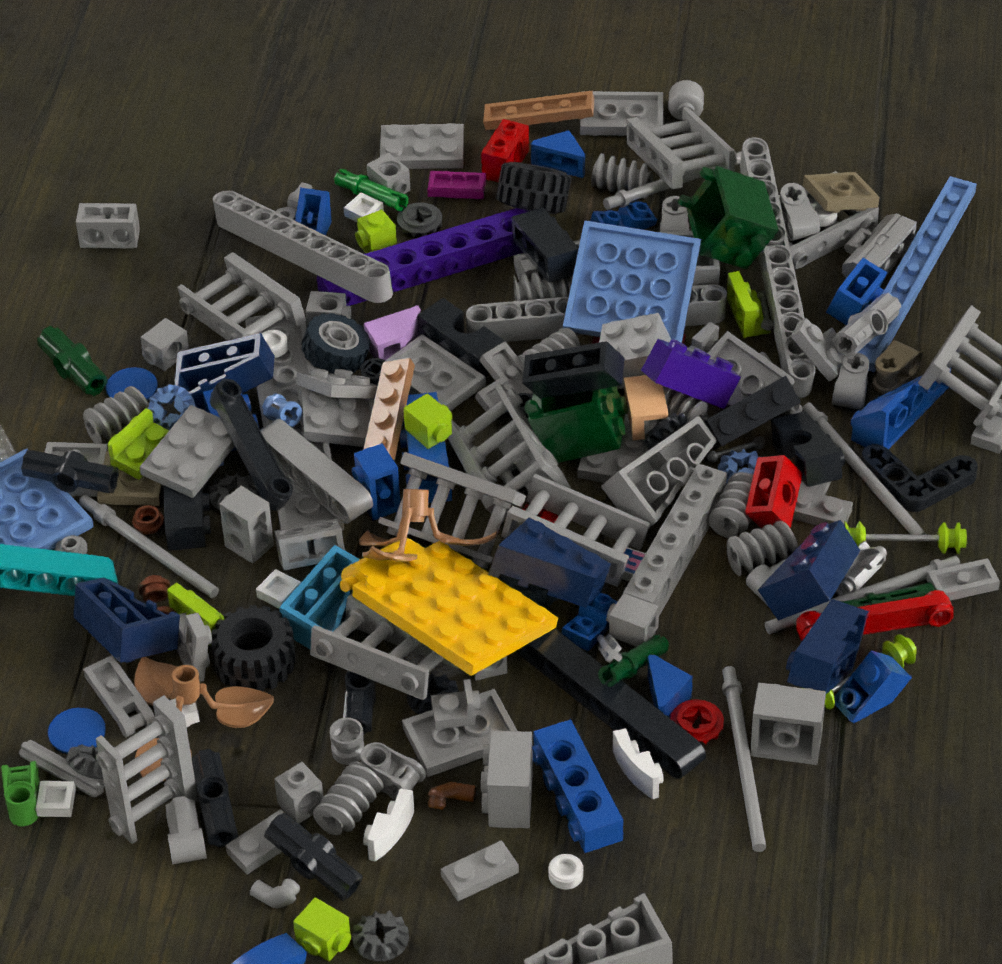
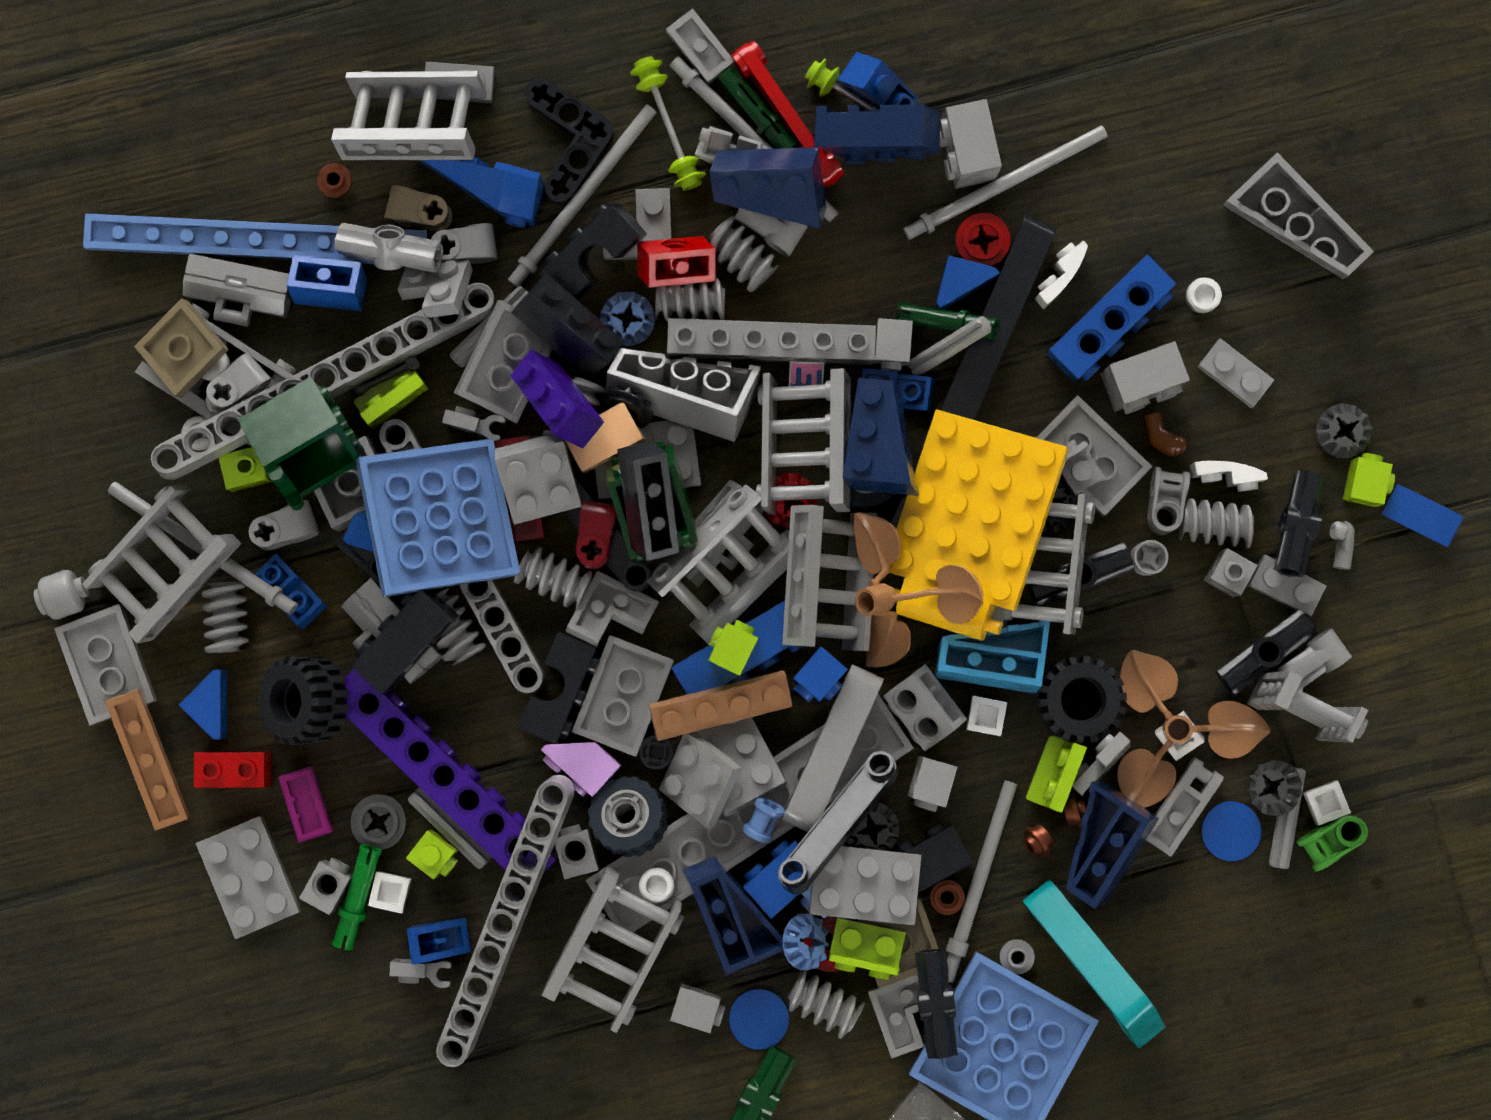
camera: 115 degrees left, 40 degrees up
(940, 328) = (342, 187): none -> copper plate

